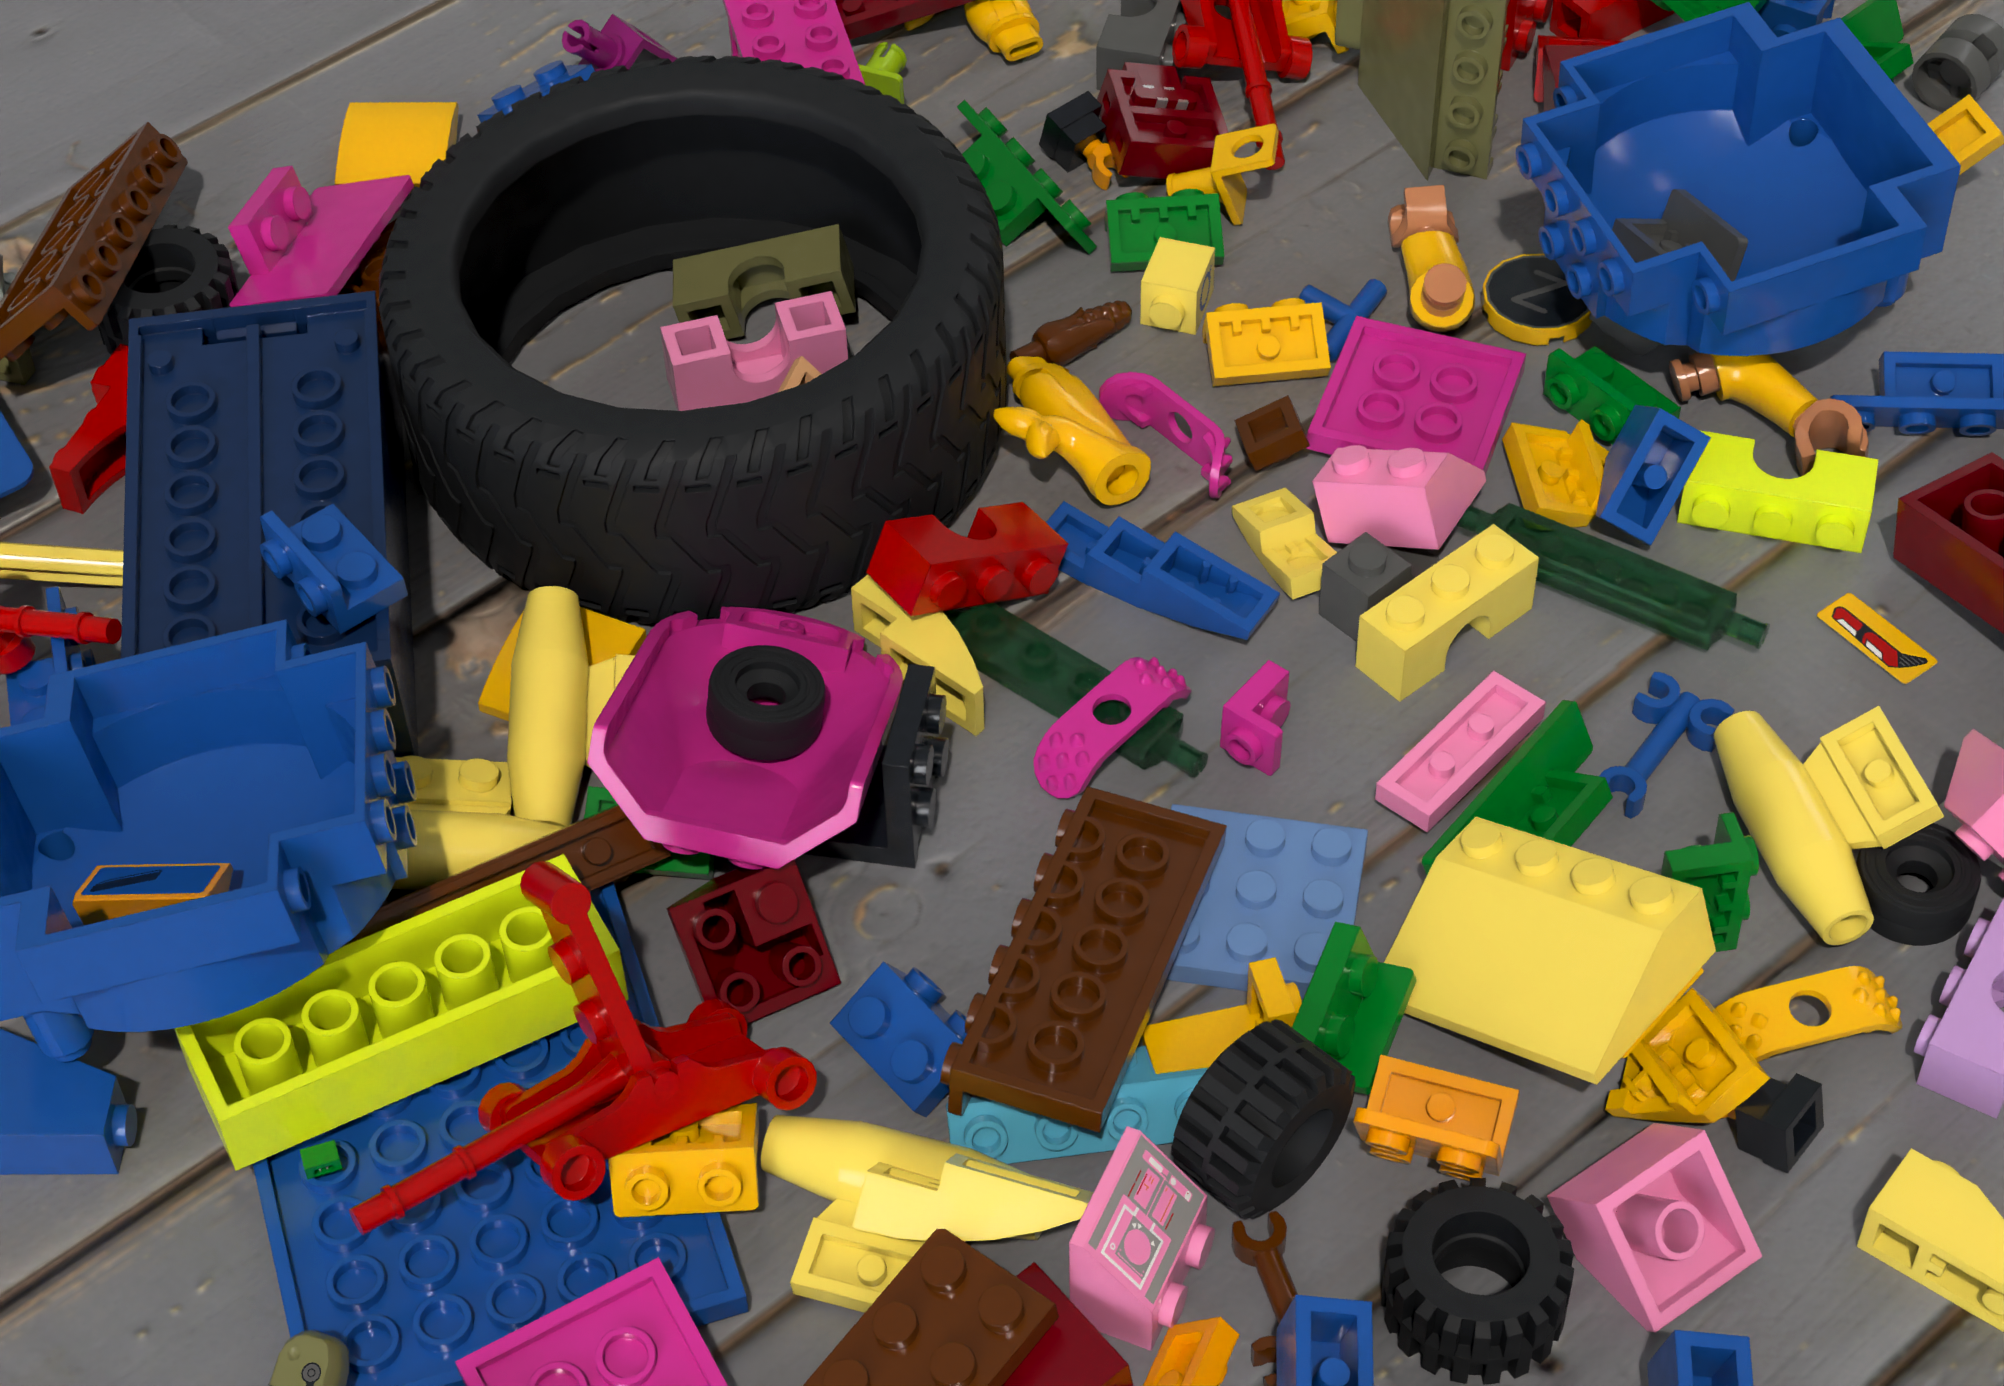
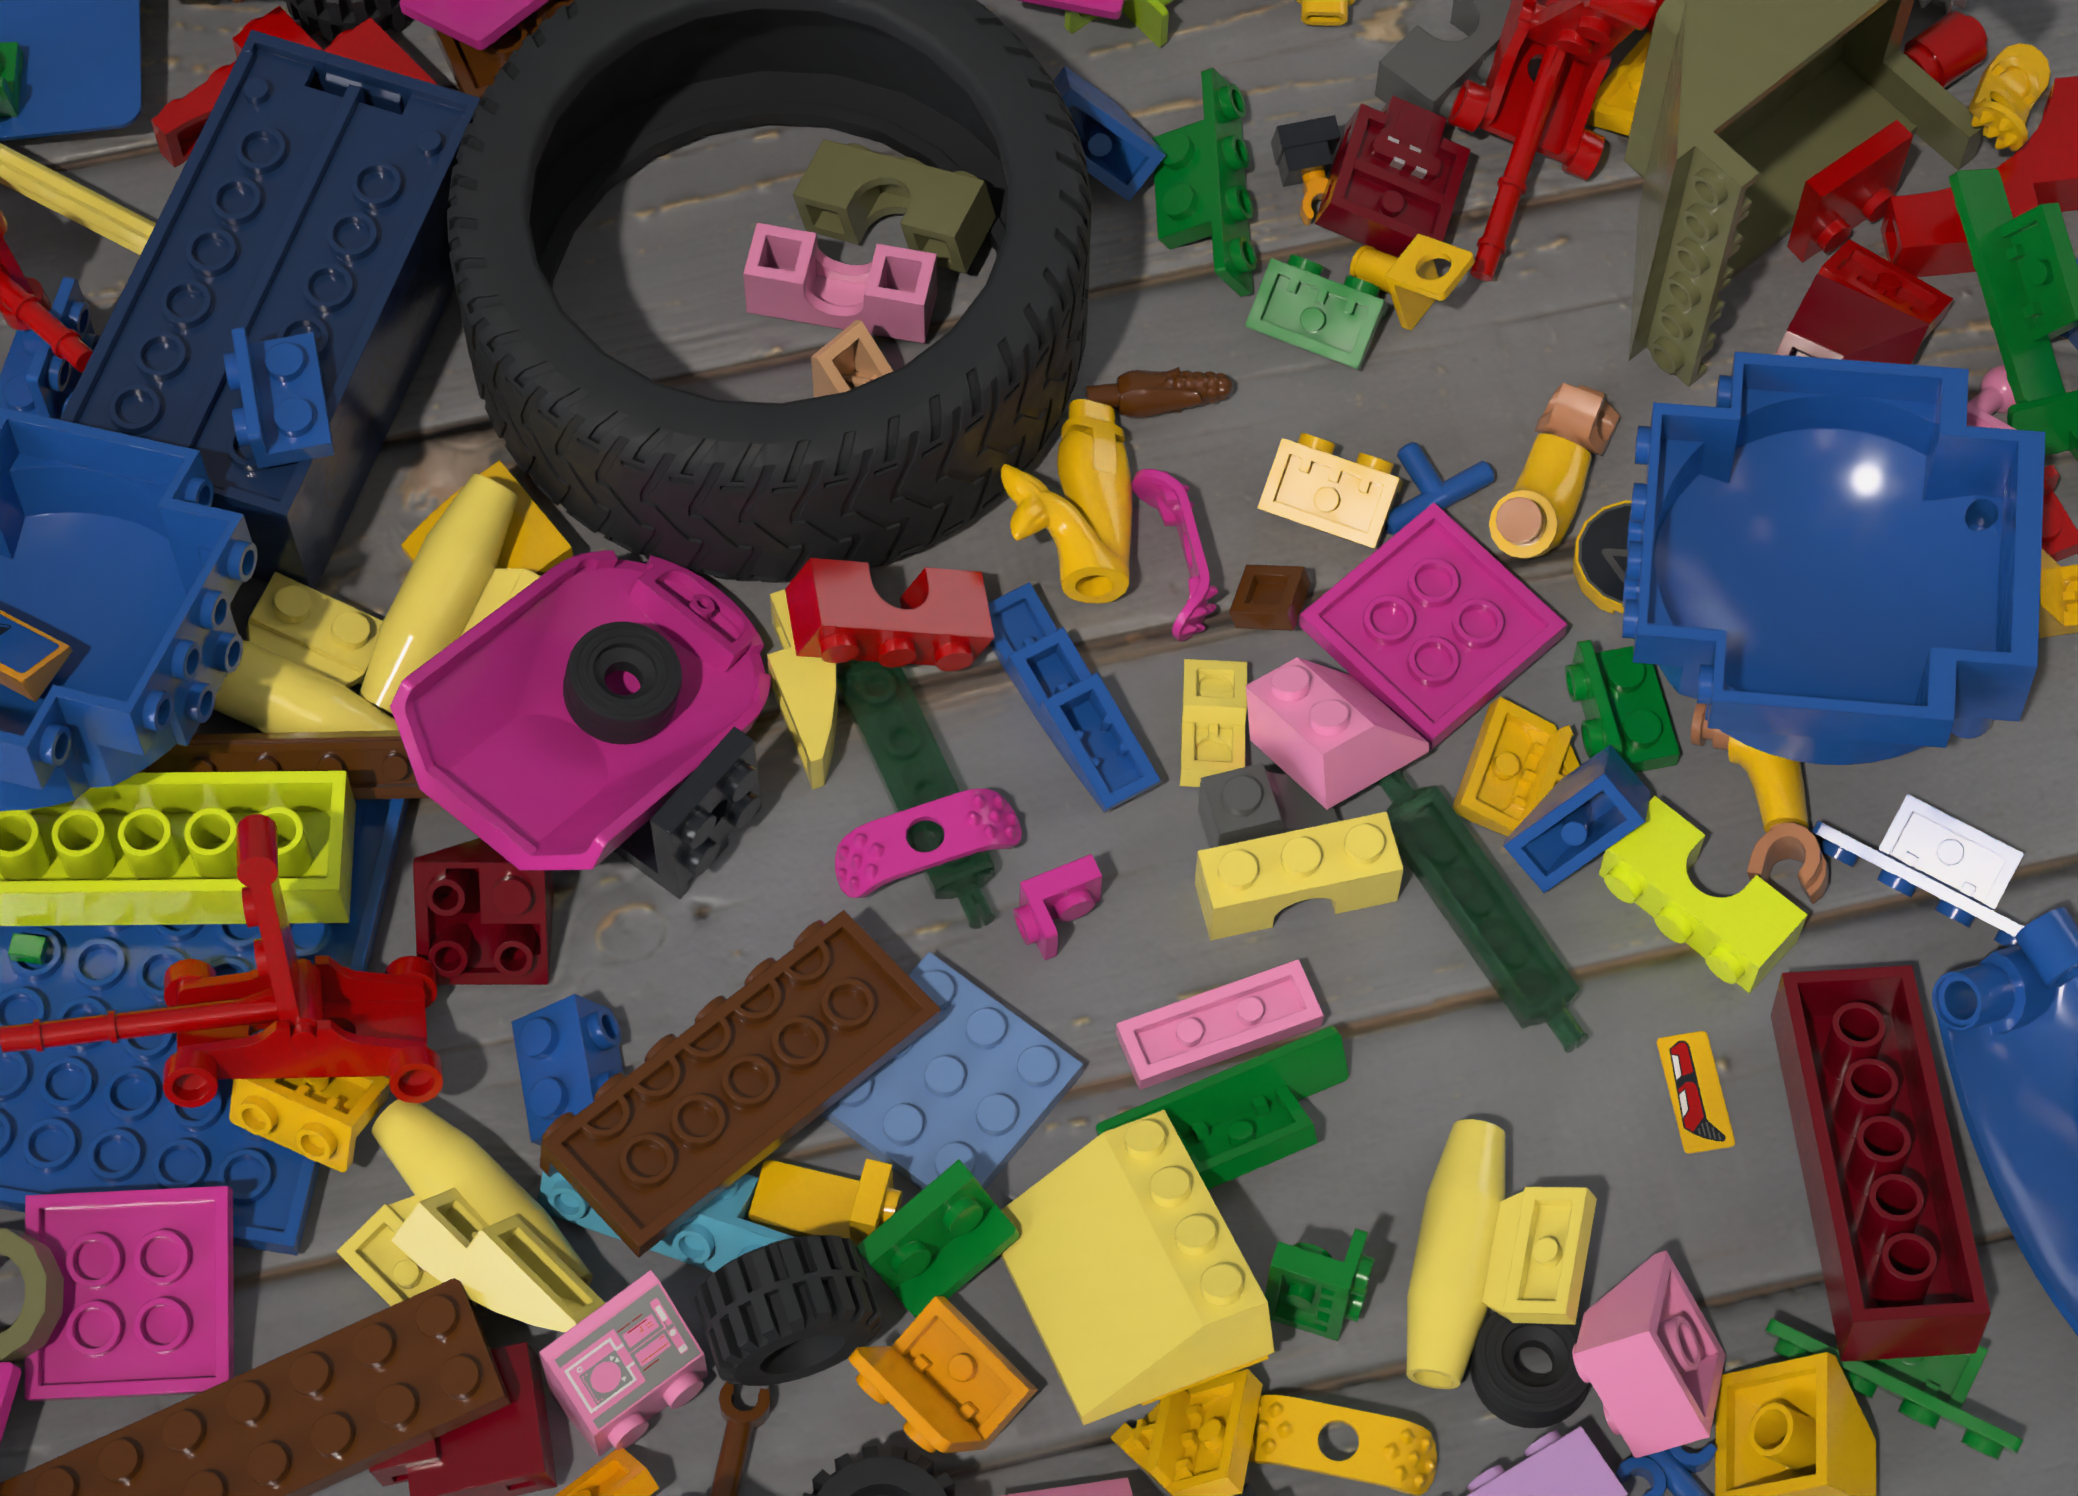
camera: 25 degrees right, 15 degrees up
(1177, 285) = (1288, 384): light yellow brick -> none
(1672, 715) = (1445, 1081): blue bar -> none
(1683, 224) = (1763, 594): dark grey bracket -> none

